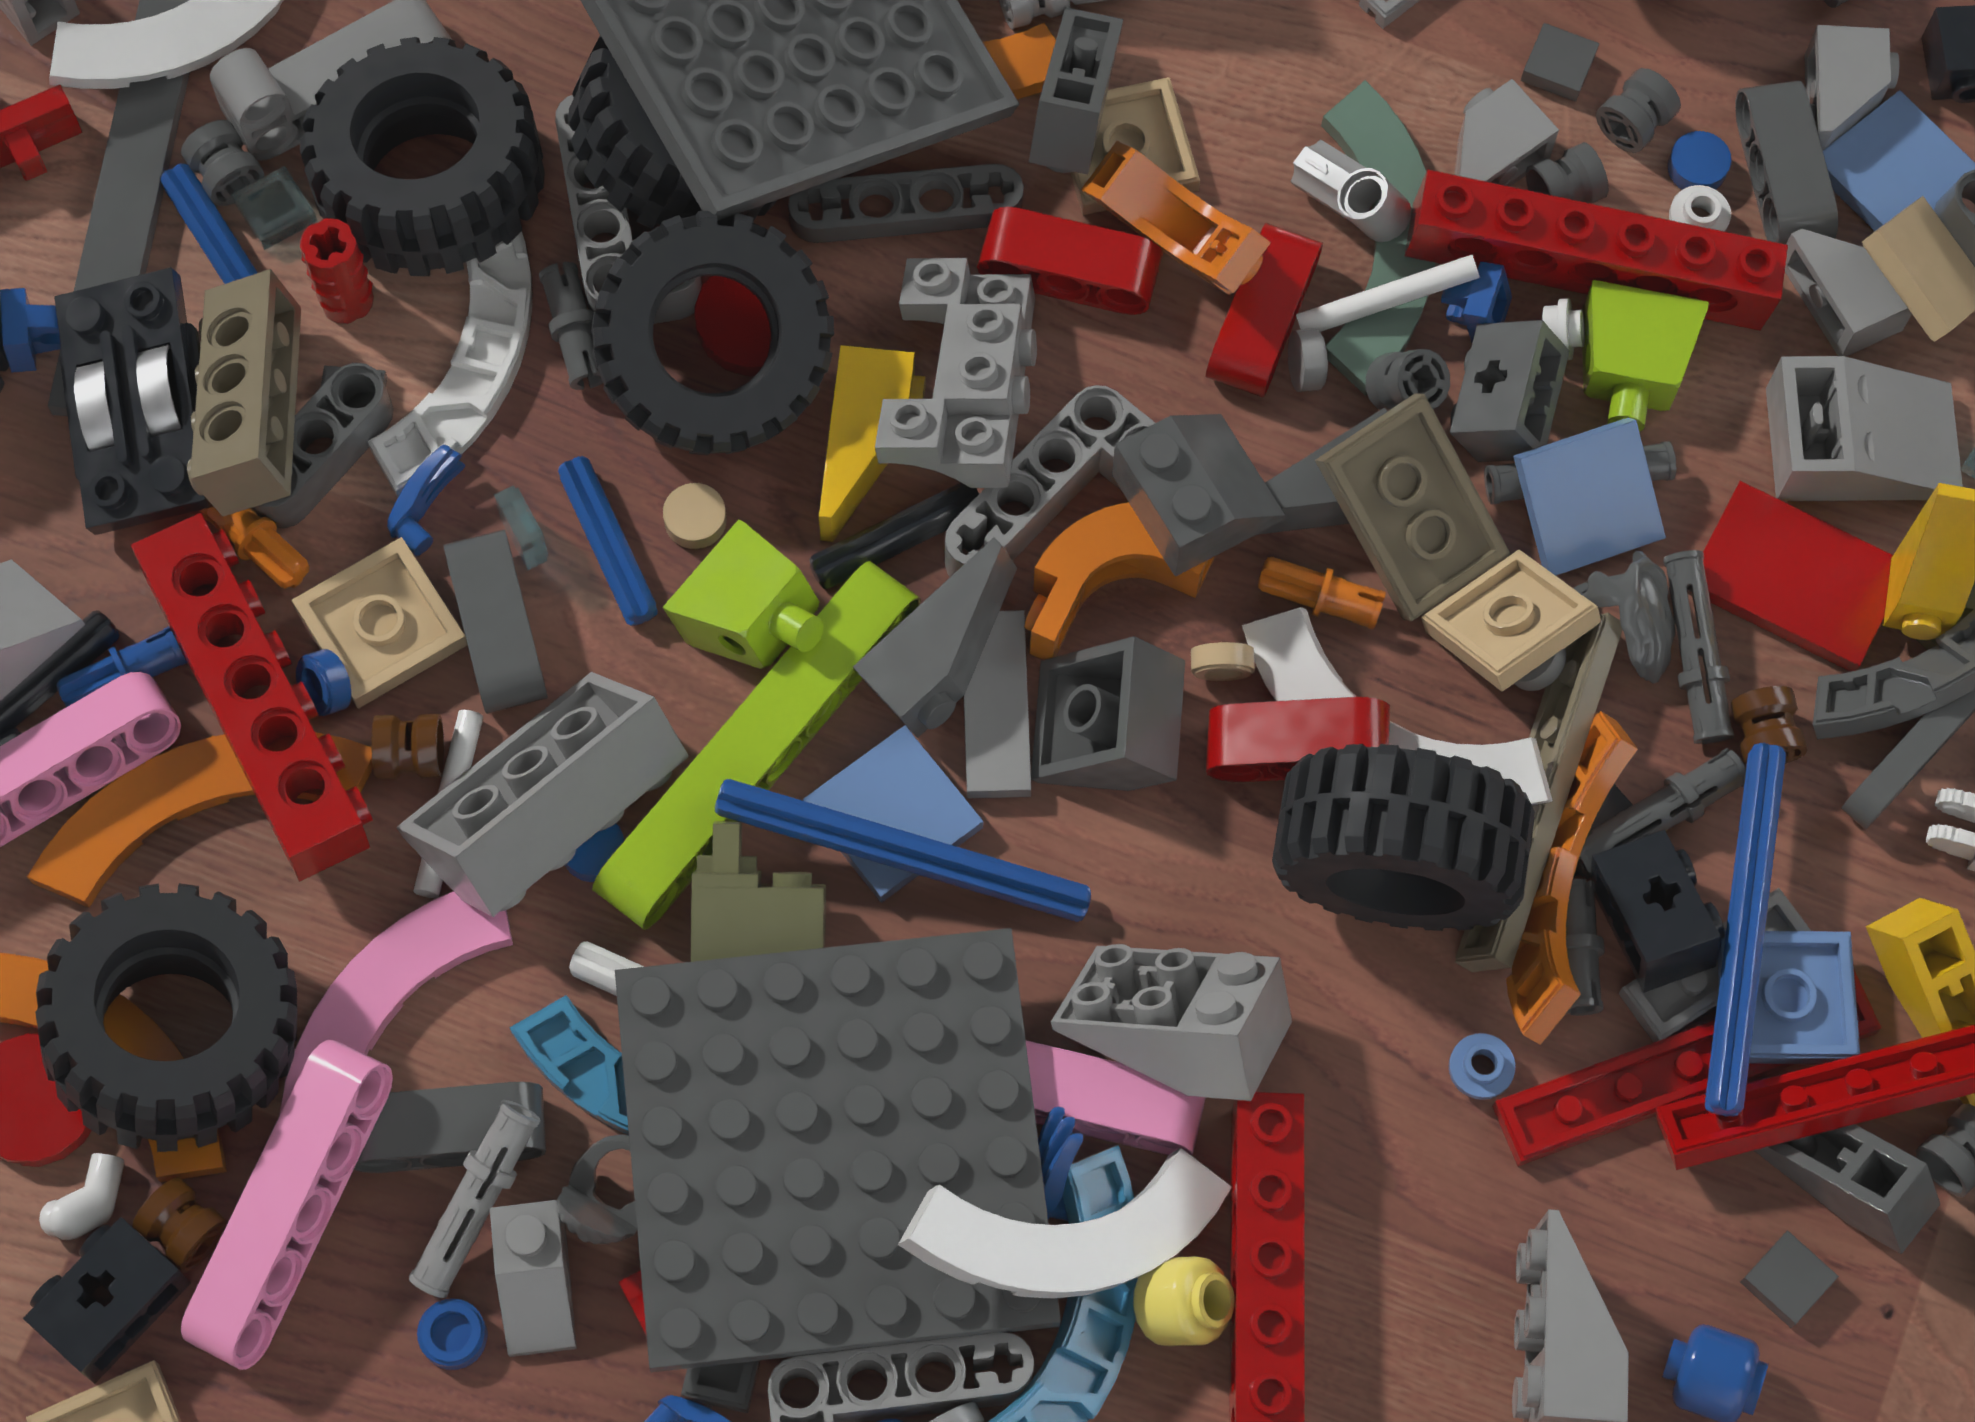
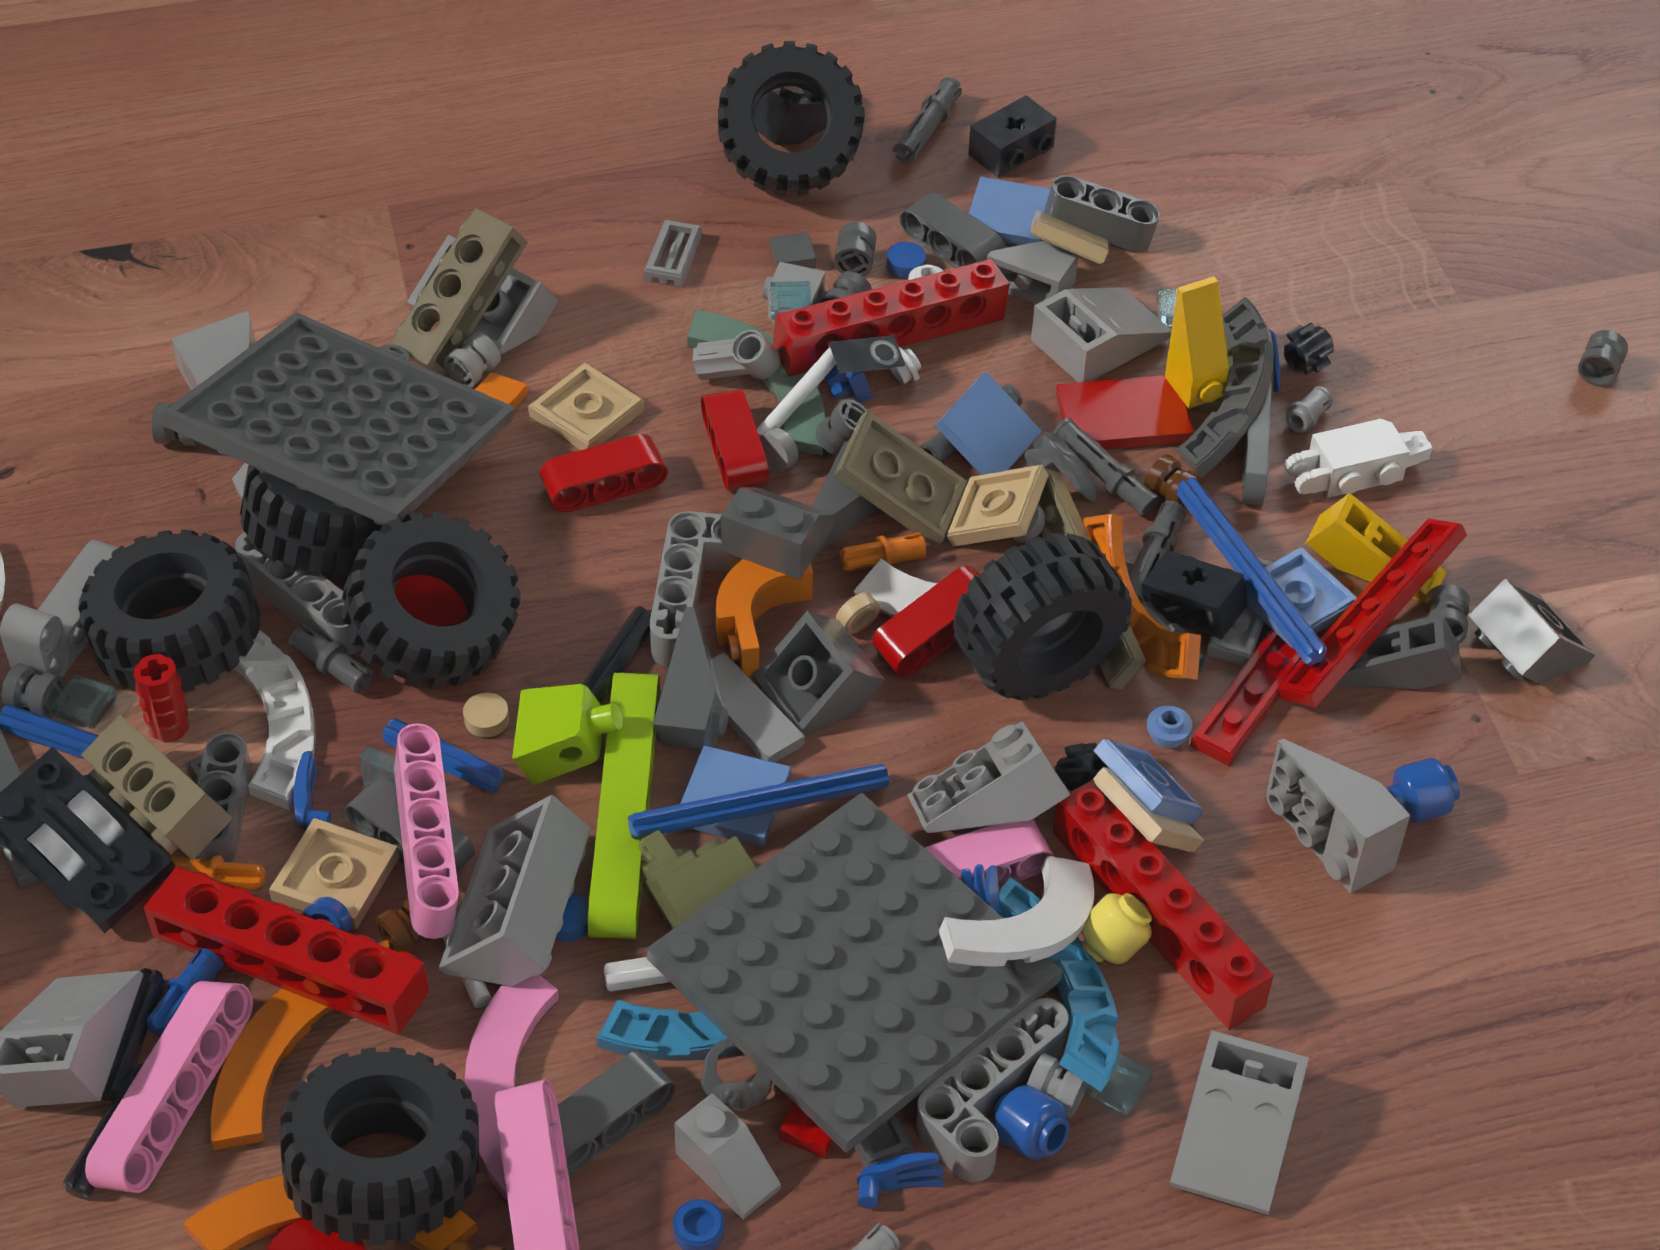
camera: 35 degrees left, 20 degrees down
(486, 1175) = (657, 1131): light grey pin -> none
(491, 618) = (425, 831): none -> bright pink beam
(851, 462) = (552, 611): yellow slope -> none
(904, 192) = (489, 502): dark grey beam -> none
(979, 375) = (603, 542): light grey bracket -> none
(1075, 91) = (543, 388): dark grey slope -> none
(1176, 219) = (668, 419): orange arch -> none
(1319, 1063) = (1079, 765): none -> black gear
(1345, 1174) = (1154, 827): none -> tan tile
(1377, 1135) = (1149, 781): none -> medium blue tile
(1473, 149) = (789, 296): none -> clear light blue tile
(1507, 292) = (866, 354): none -> black sticker
(1509, 389) = (902, 399): dark grey brick -> none
(1637, 347) = (950, 350): lime torso -> none
(1789, 1279) = (1416, 730): dark grey tile -> none
(1847, 76) = (948, 175): light grey slope -> none

